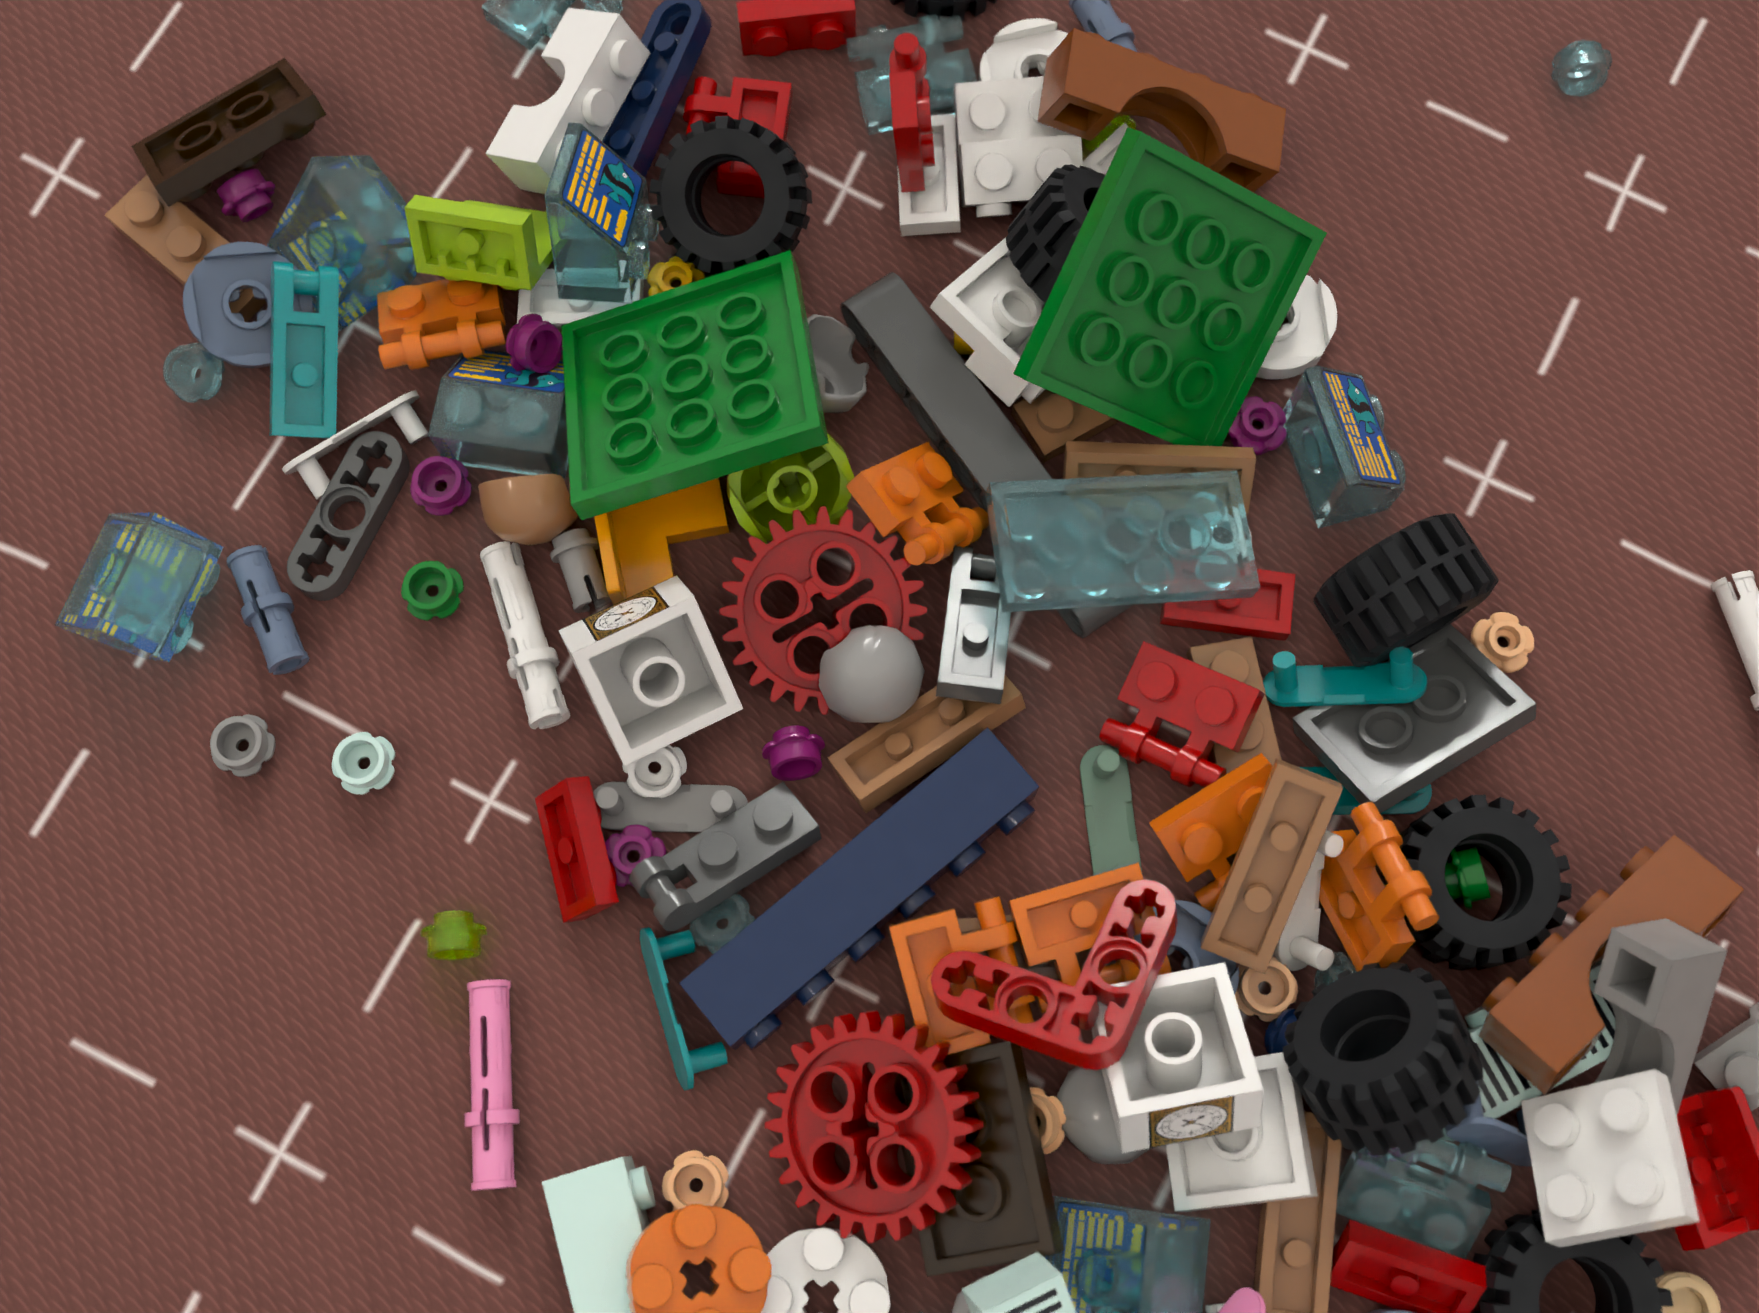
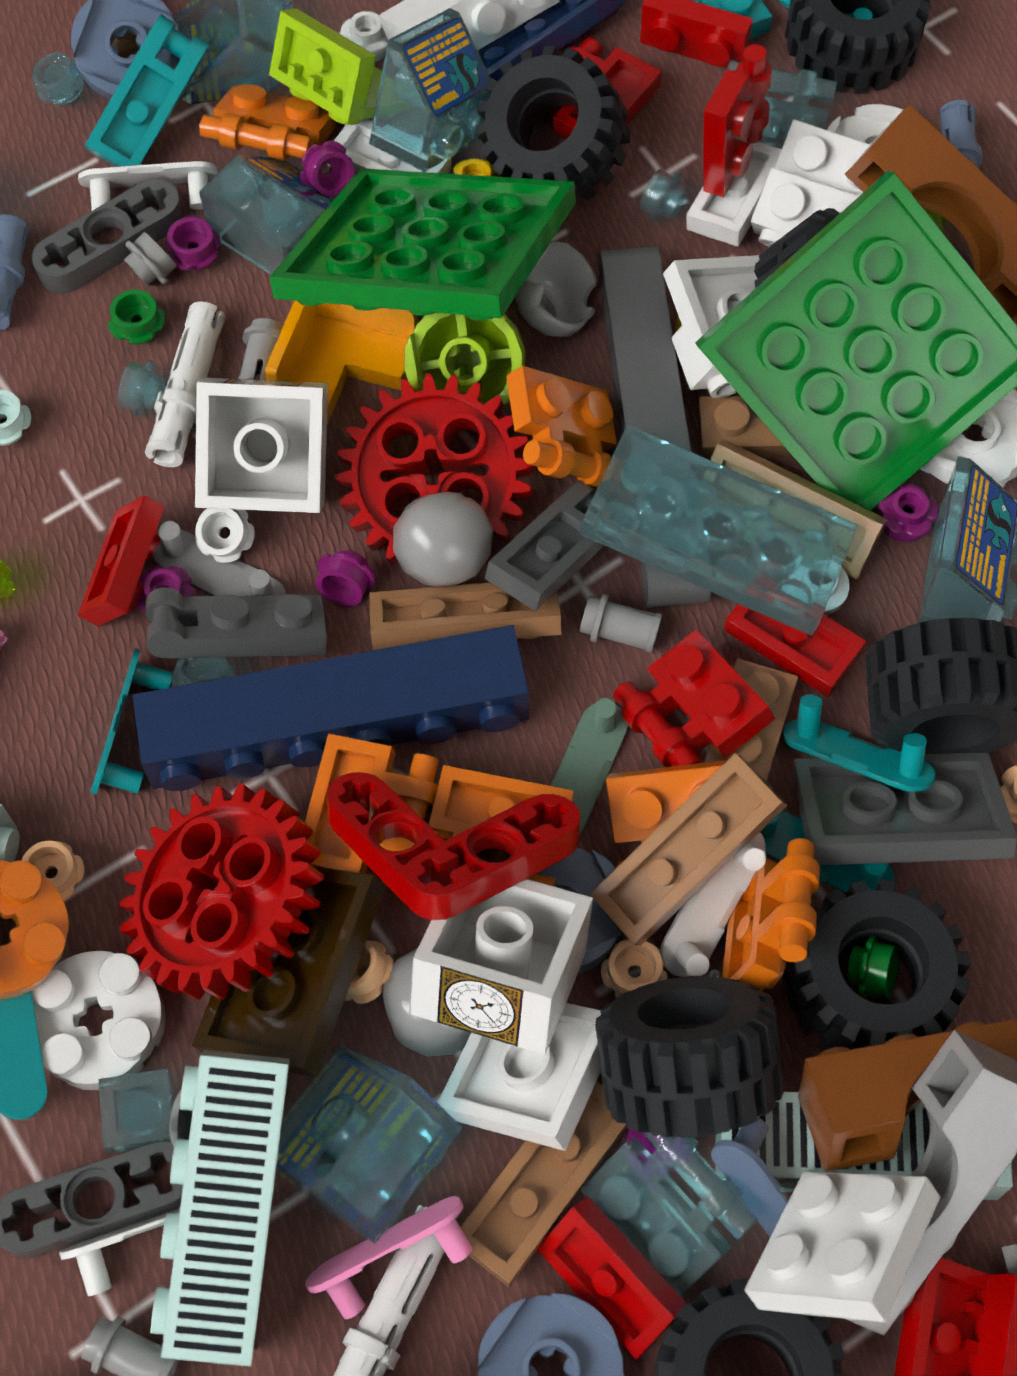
camera: 30 degrees right, 10 degrees down
(407, 523) = (148, 259): none -> light grey plate
(480, 188) = (367, 32): none -> white plate
(484, 661) = (140, 387): none -> clear light blue plate
(527, 508) = (241, 284): medium nougat hair -> none
(864, 213) = (663, 196): none -> clear light blue plate
(1068, 667) = (620, 623): none -> light grey pin

